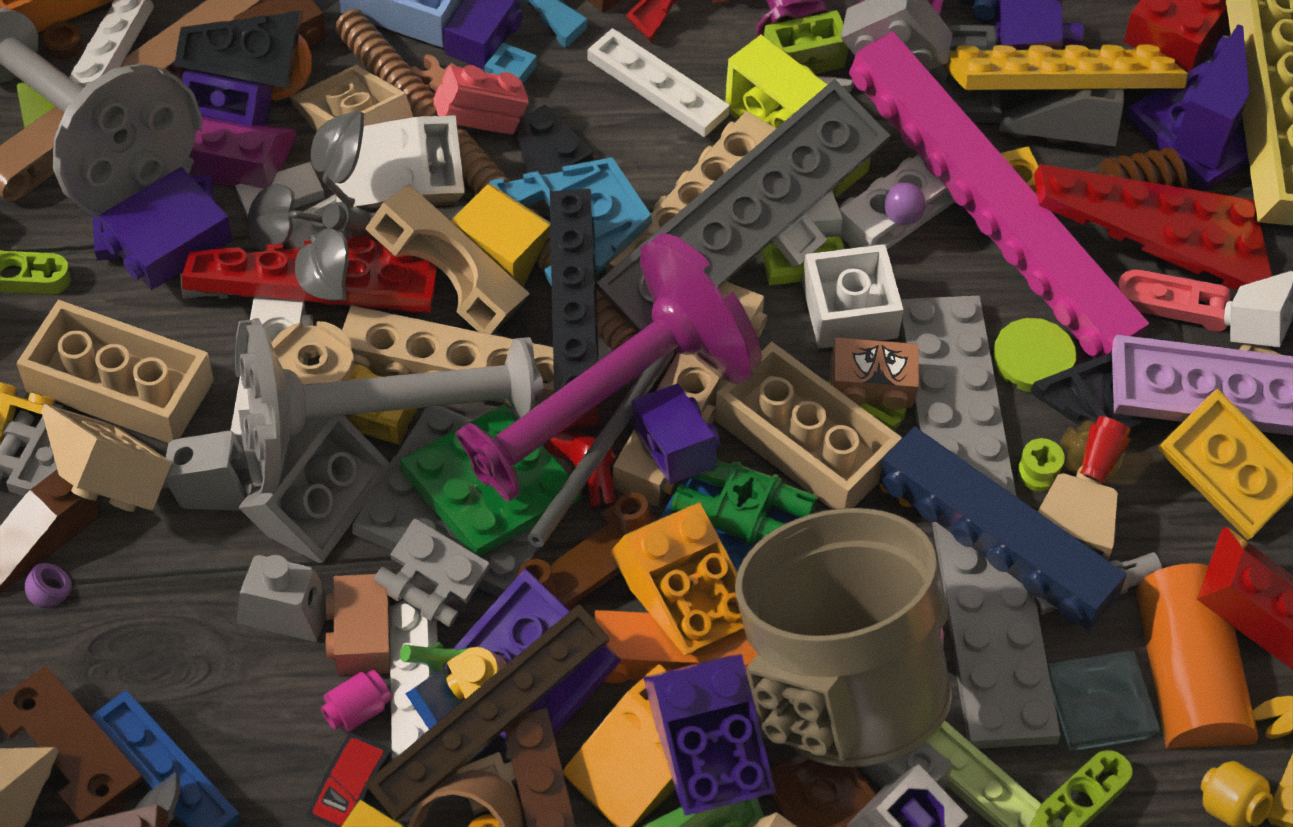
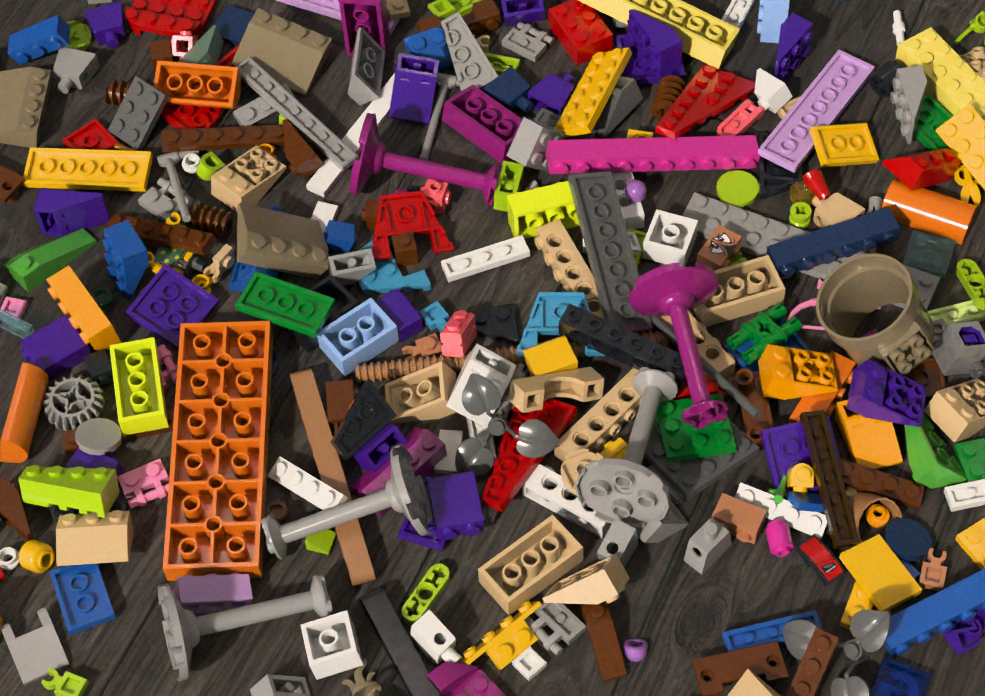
camera: 55 degrees left, 0 degrees up
(437, 560) = (732, 466): light grey plate -> none
(675, 433) = (720, 338): dark purple brick -> none

